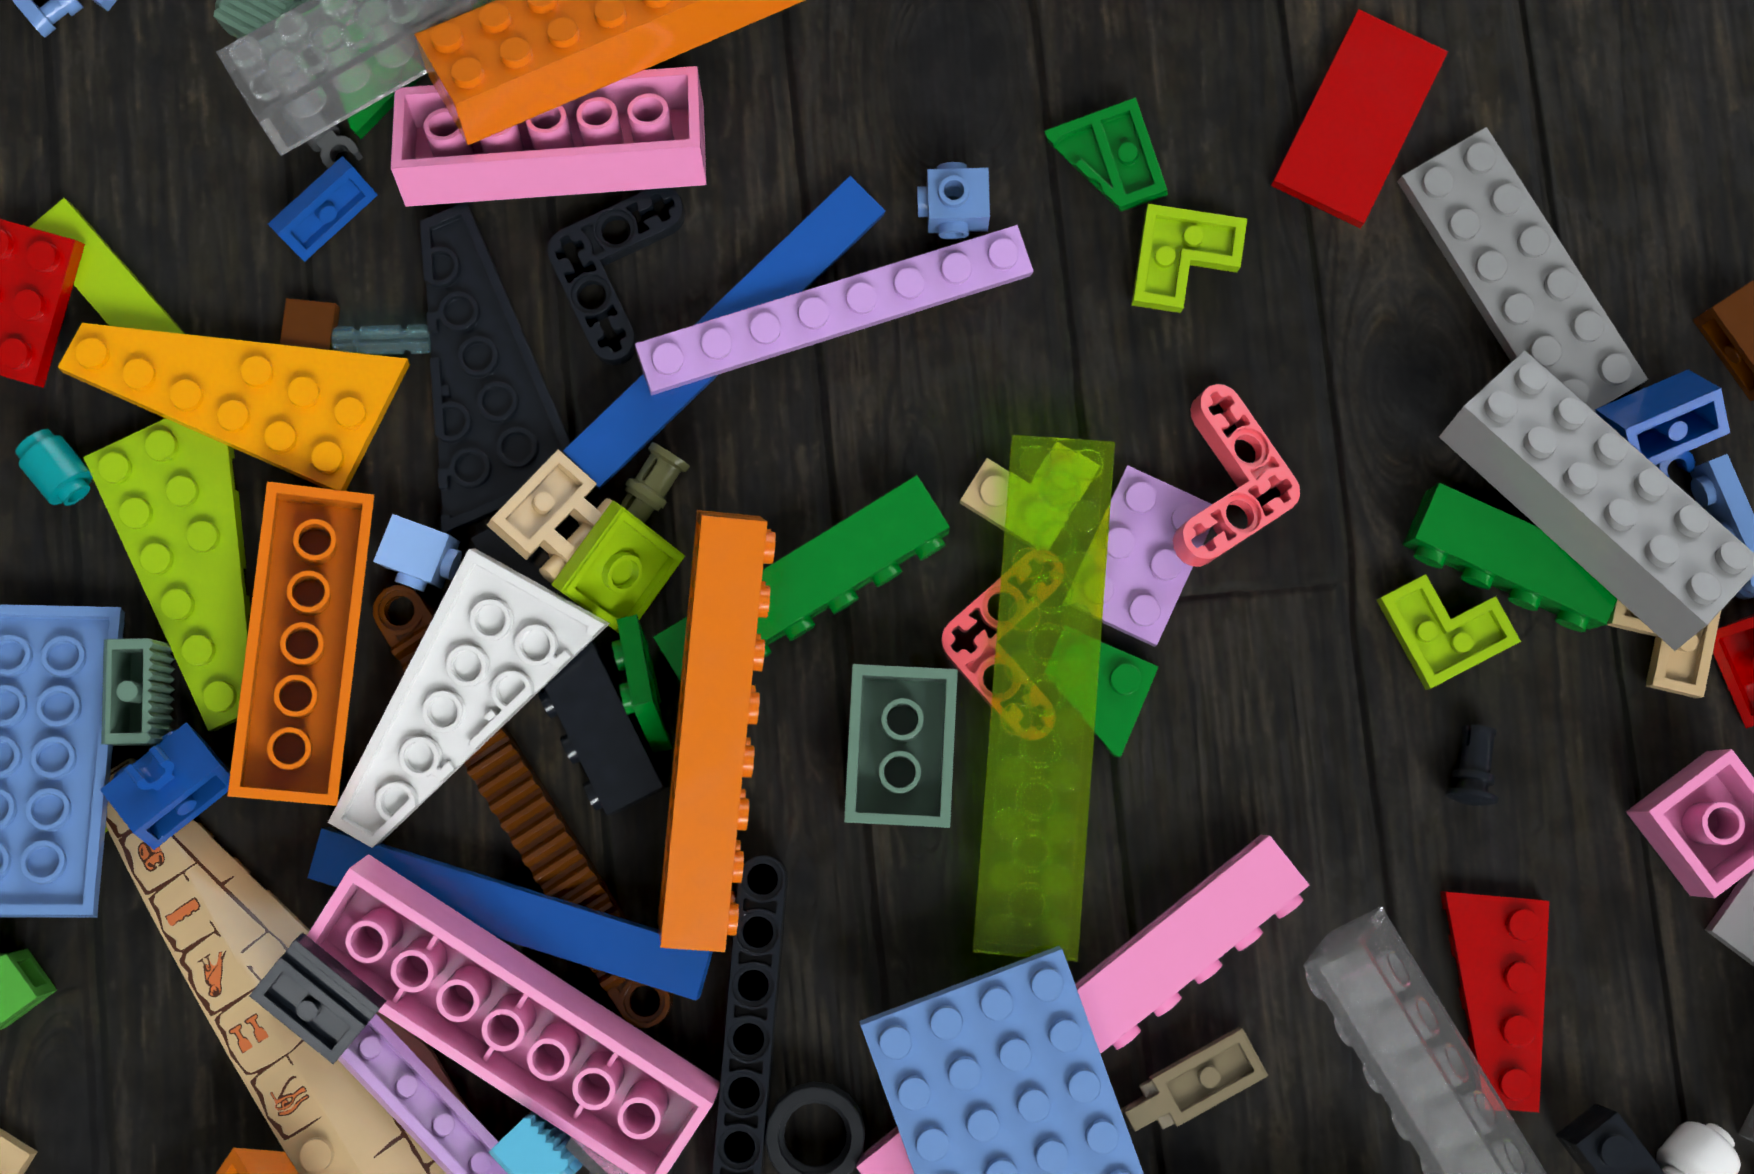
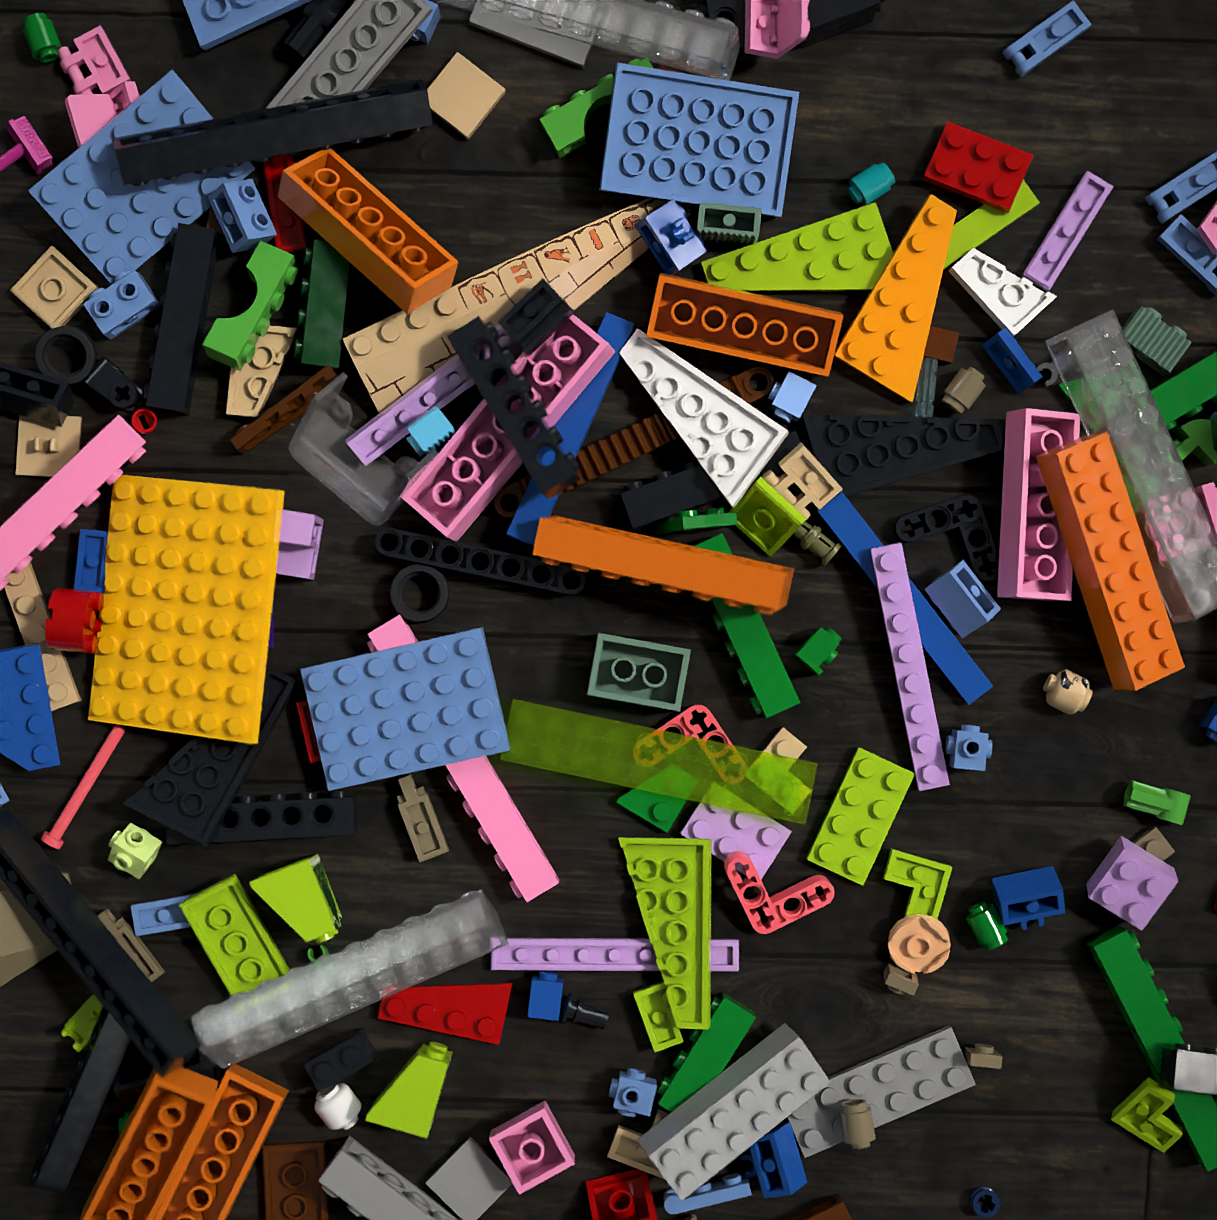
camera: 90 degrees right, 5 degrees up
(107, 150) = (1067, 231): none -> lavender tile
(217, 241) = (1001, 294): none -> white wing
(373, 1109) = (468, 343): none -> black brick
(378, 279) = (963, 390): none -> dark tan brick
(716, 238) = (962, 599): none -> medium blue brick
(826, 458) = (819, 649): none -> green brick
(844, 58) = (1067, 691): none -> tan head
(1087, 360) = (860, 816): none -> lime plate
(1112, 154) = (987, 850): green wing -> none
(1177, 78) = (1028, 896): none -> blue brick
(1233, 139) = (987, 925): none -> green brick
(1276, 636) = (675, 904): none -> lime wing
(1278, 241) = (919, 943): none -> light nougat tile
(1340, 262) = (900, 980): none -> dark tan plate
(1359, 118) = (991, 1007): red tile -> none
(1369, 725) = (598, 954): none -> lavender tile
(1441, 119) = (983, 1056): none -> dark tan plate
(1458, 832) = (545, 996): none -> blue brick
(1584, 299) = (857, 1123): none -> dark tan brick
(1593, 667) = (639, 1102): none -> medium blue brick
(1652, 99) = (980, 1192): none -> dark blue bush
(1660, 1035) = (414, 1092): none -> lime slope

